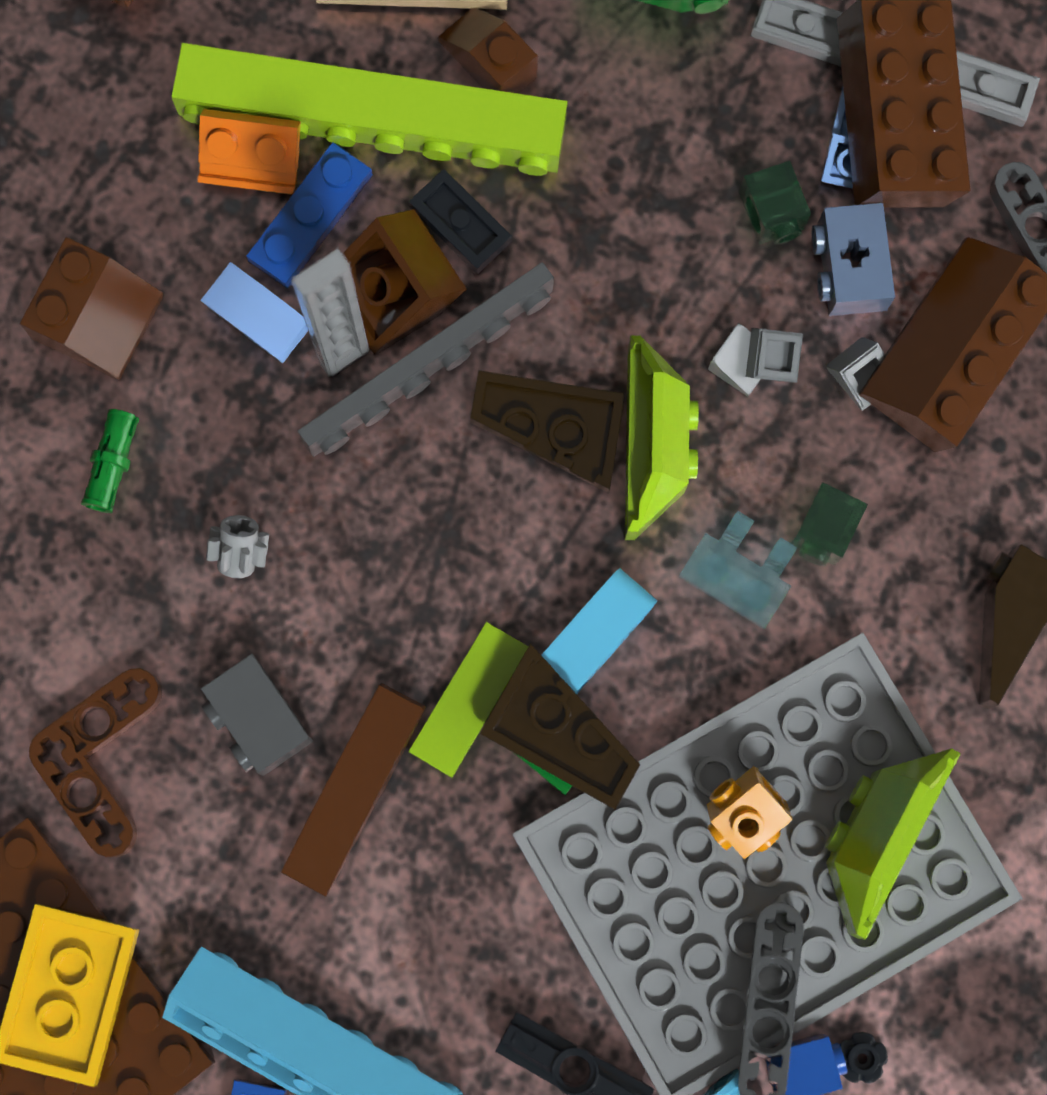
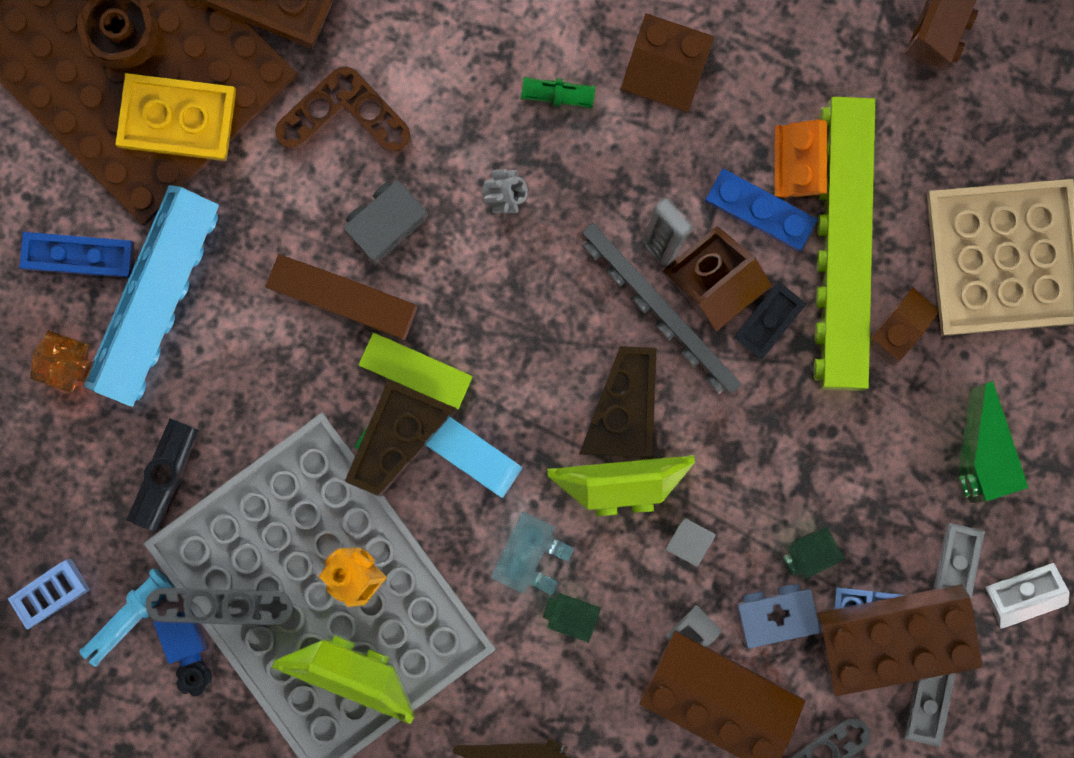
camera: 80 degrees right, 5 degrees up
(256, 312) = (682, 177): light blue slope -> none
(774, 355) = (696, 564): tile -> none

